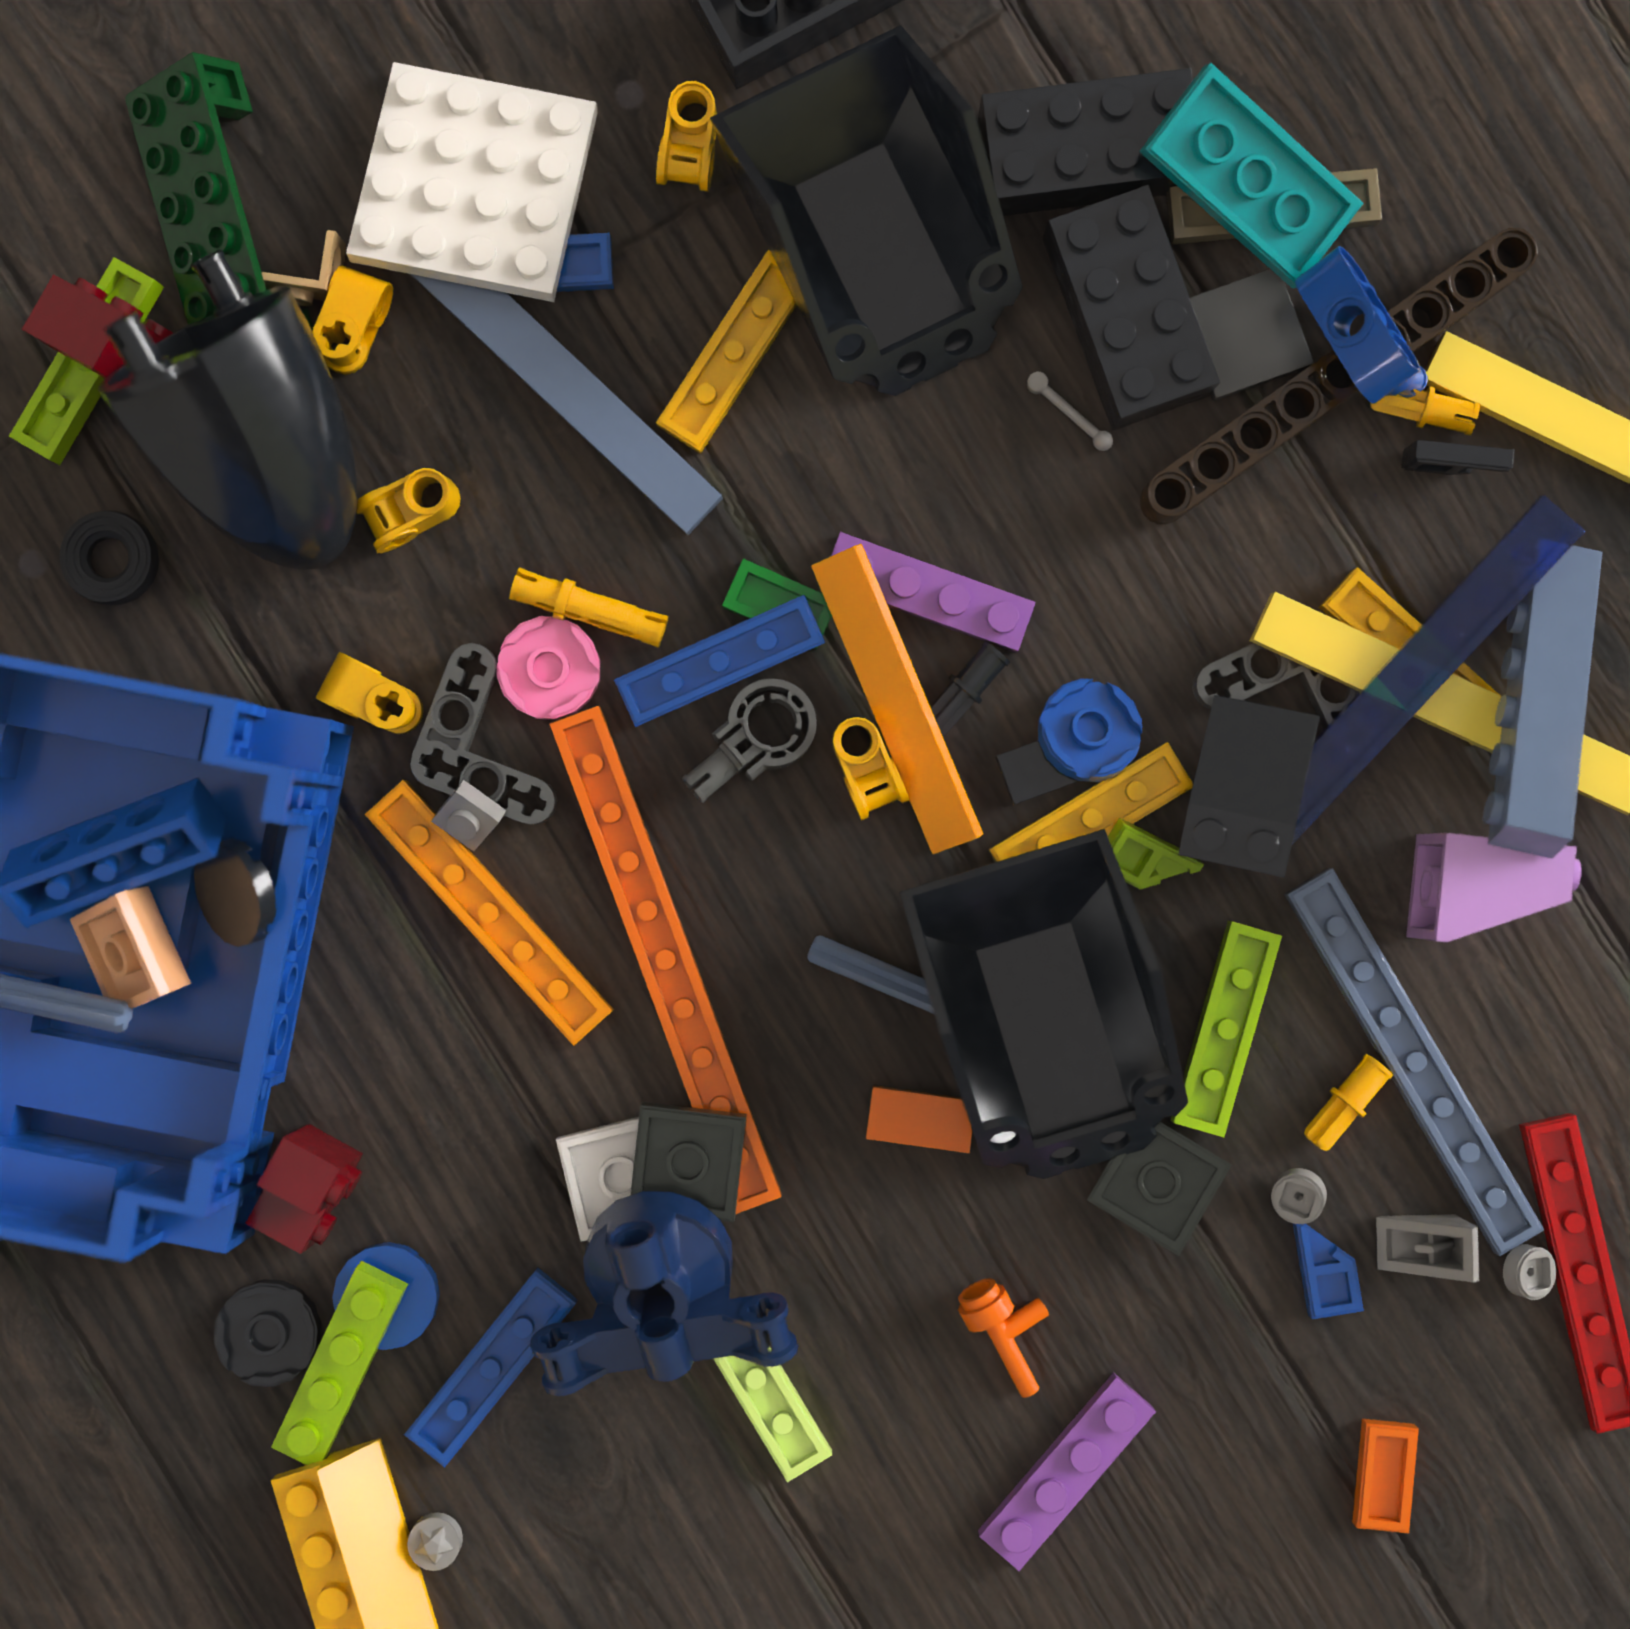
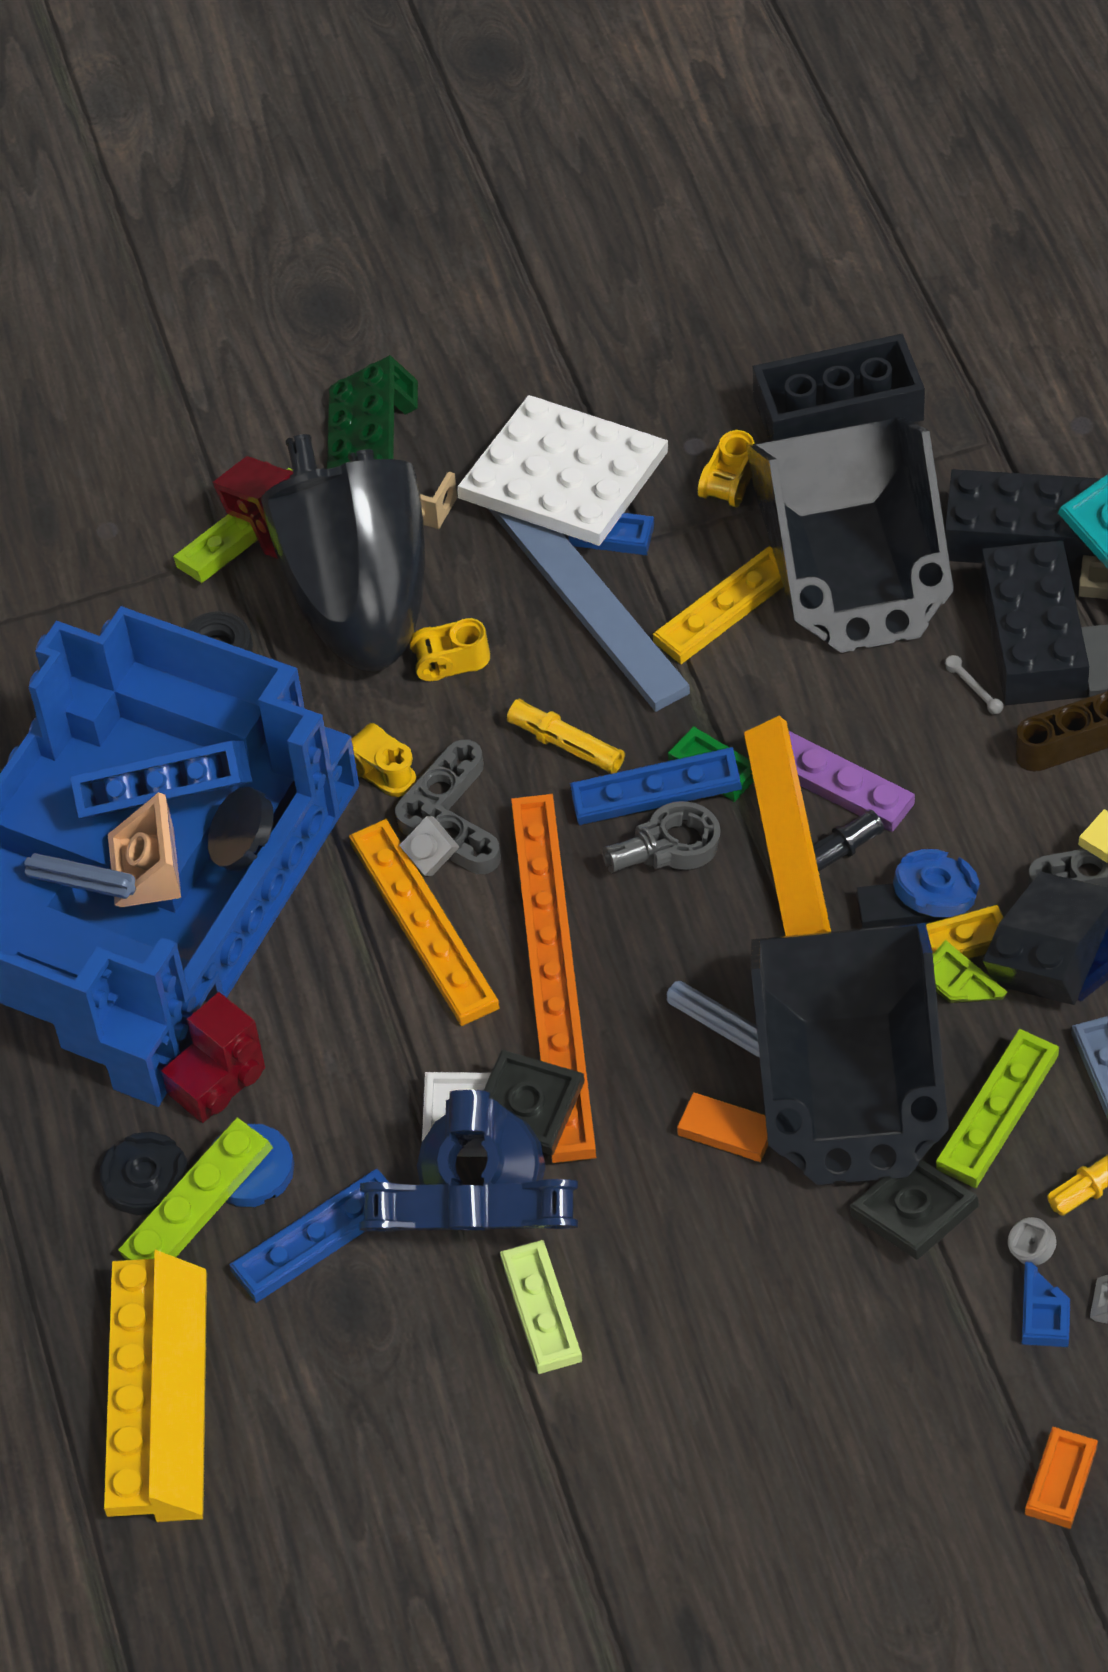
camera: 15 degrees right, 35 degrees down
(355, 310) = (449, 532): yellow piece -> none
(435, 1541) = (226, 1352): light grey tile -> none
(548, 668) = (521, 769): bright pink tile -> none
(868, 770) = (750, 876): yellow piece -> none
(988, 1308) = (742, 1265): orange piece -> none
(1066, 1471) = (779, 1414): medium lavender plate -> none

